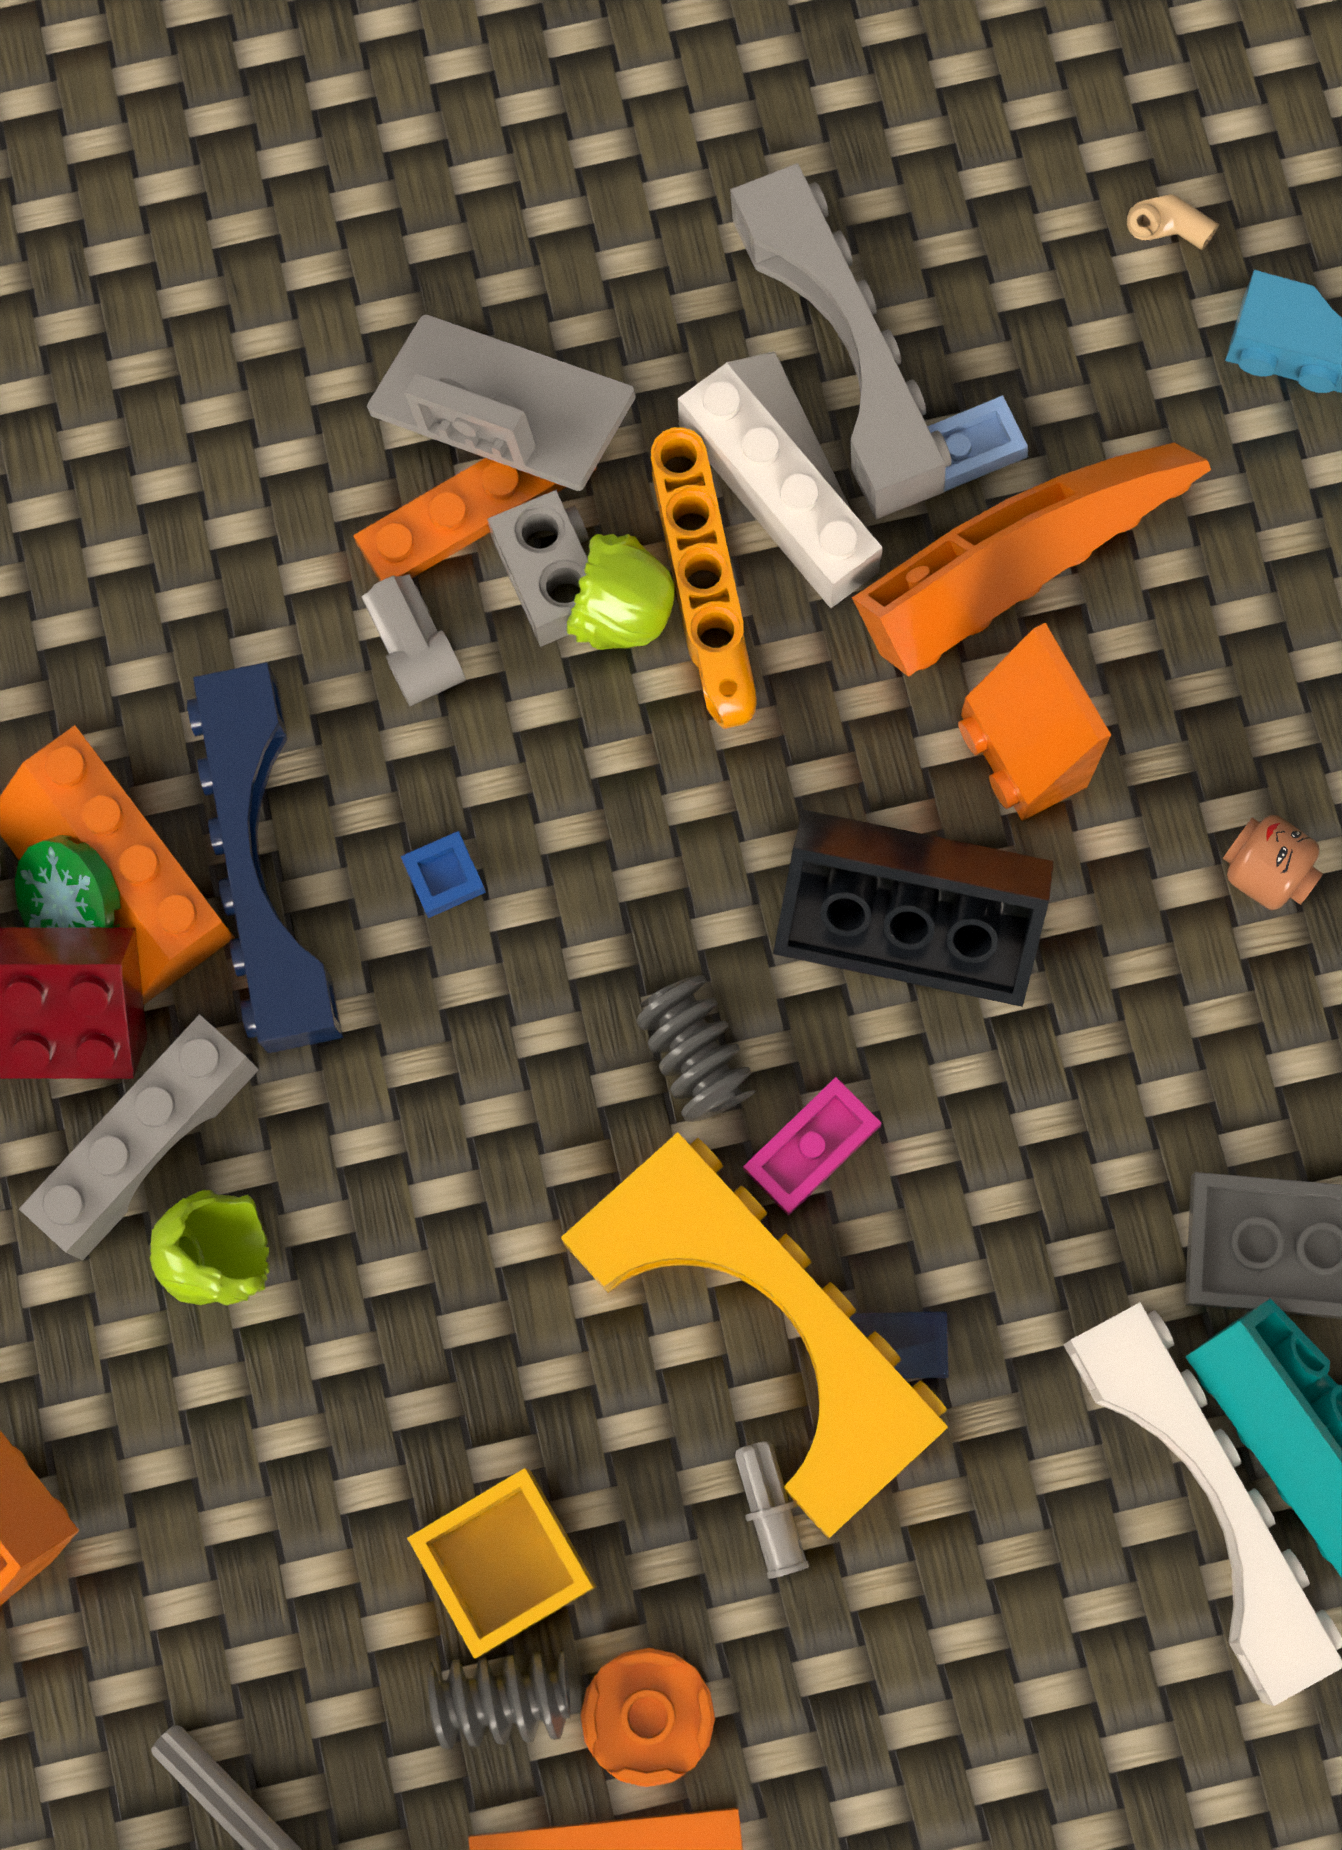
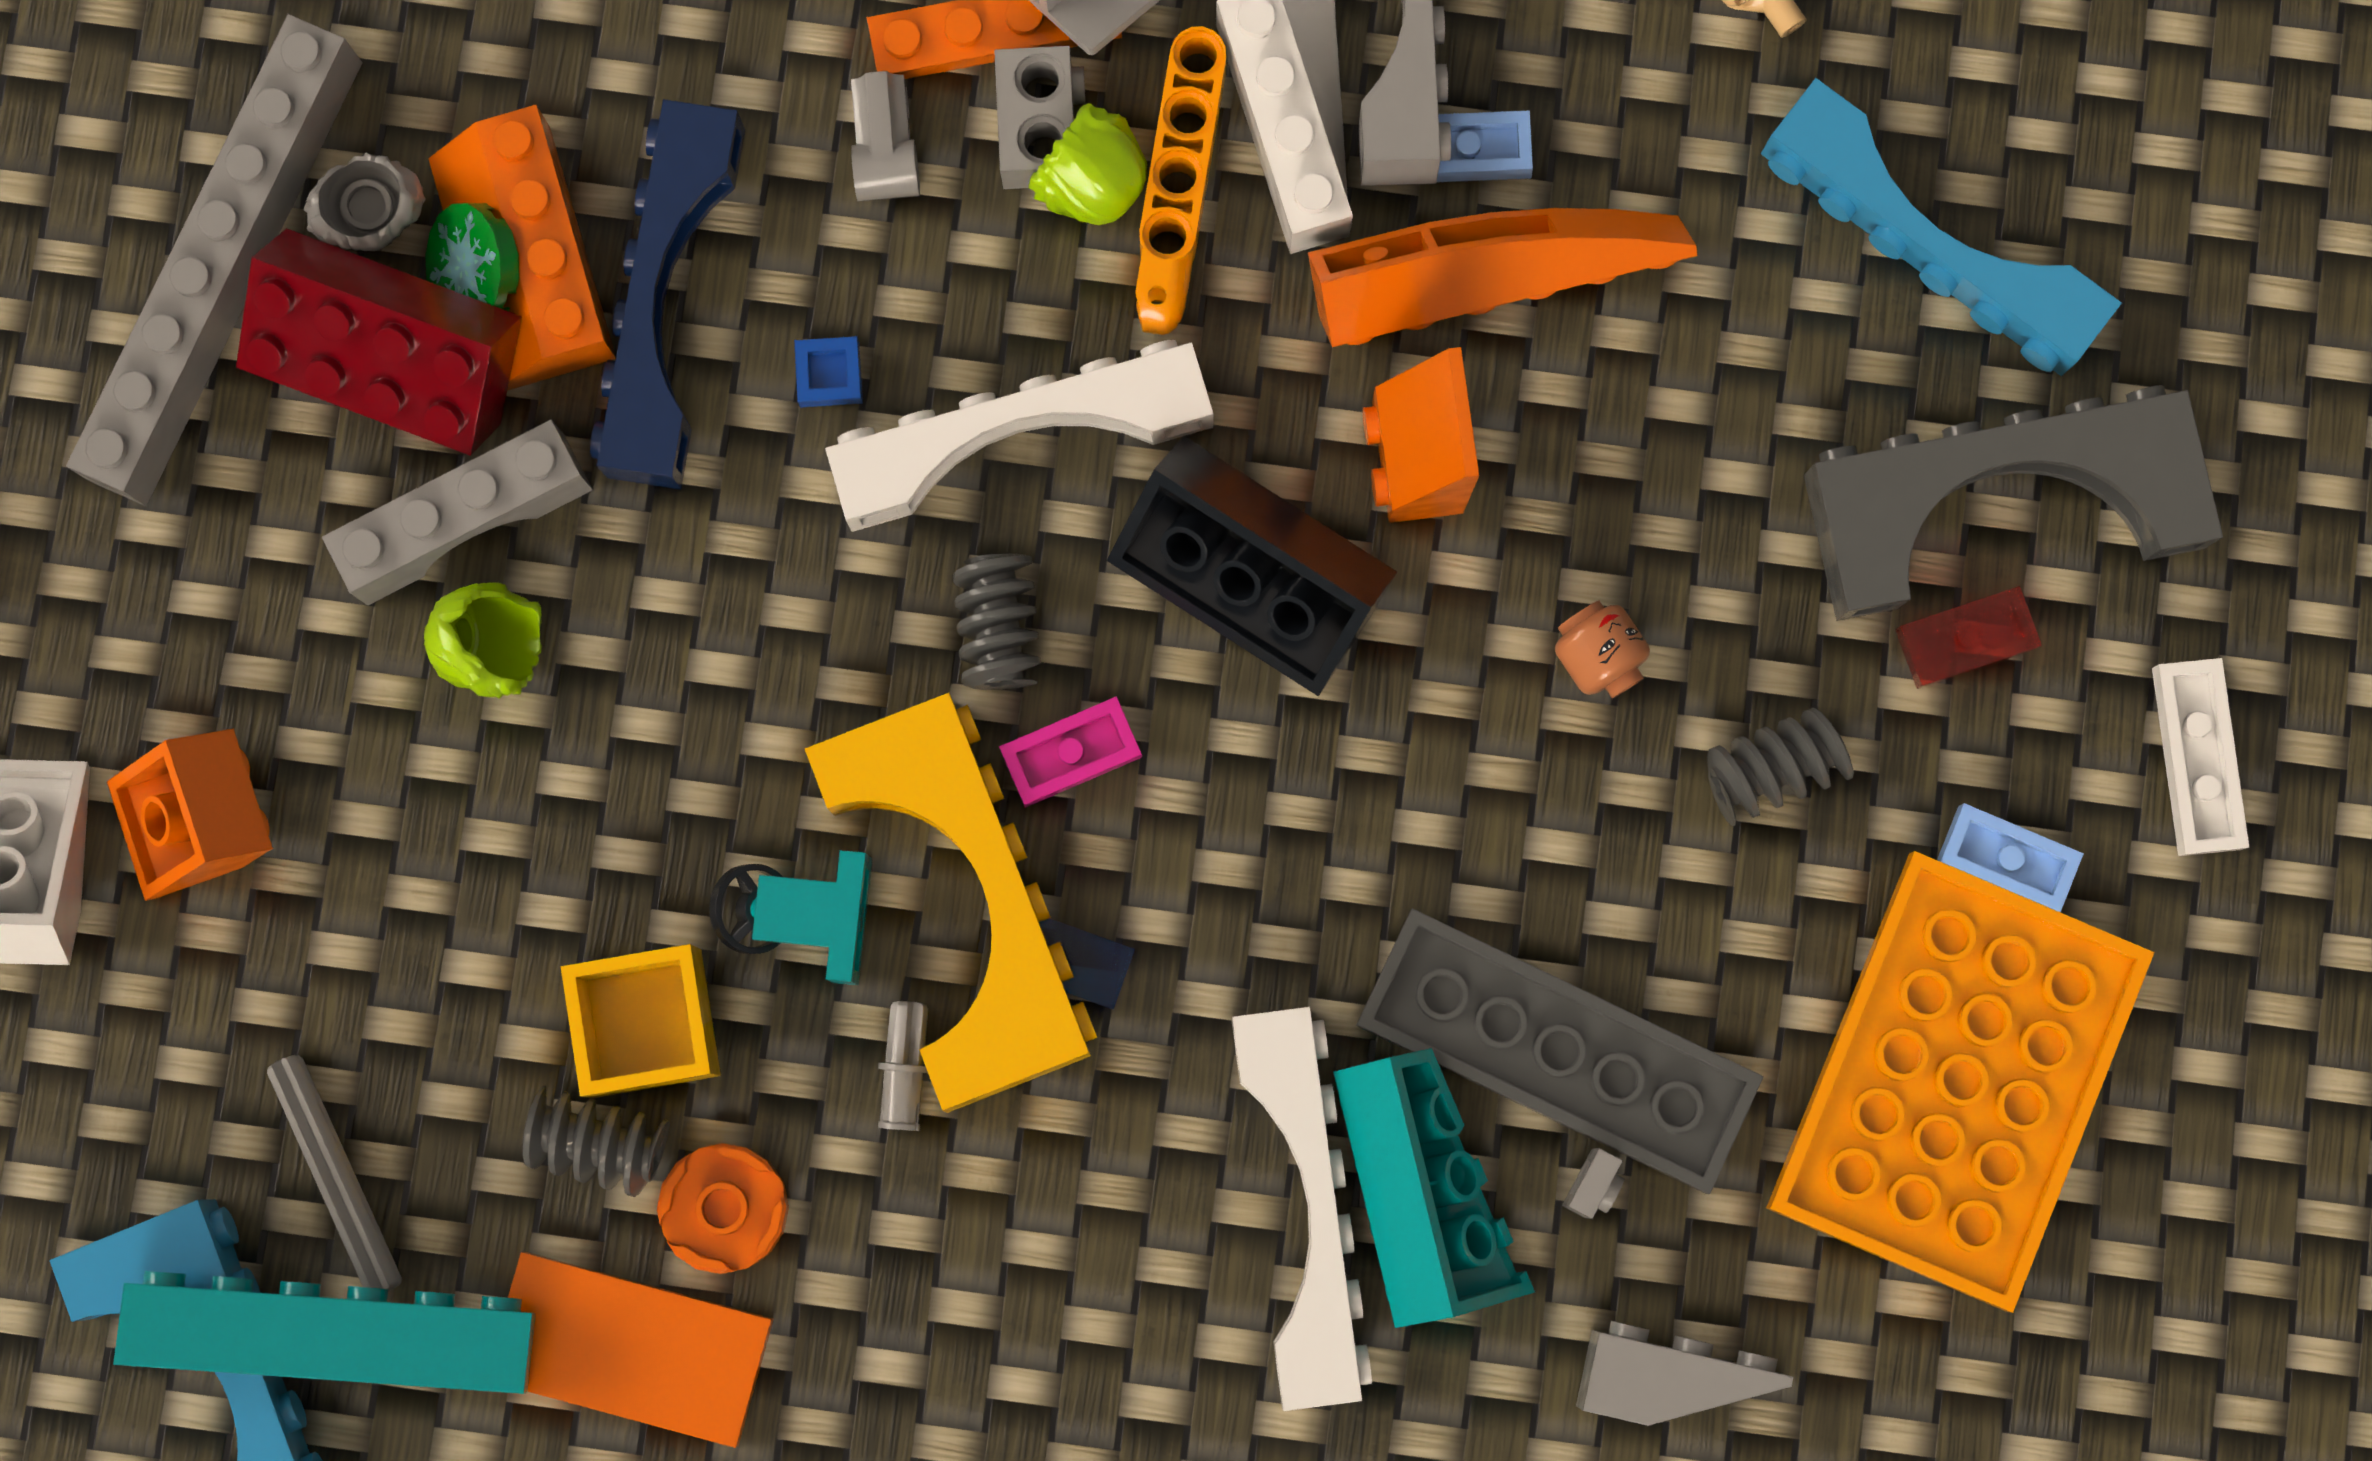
camera: 15 degrees right, 5 degrees up
(612, 1398) = (801, 912): none -> teal piece
(750, 789) = (893, 470): none -> white arch

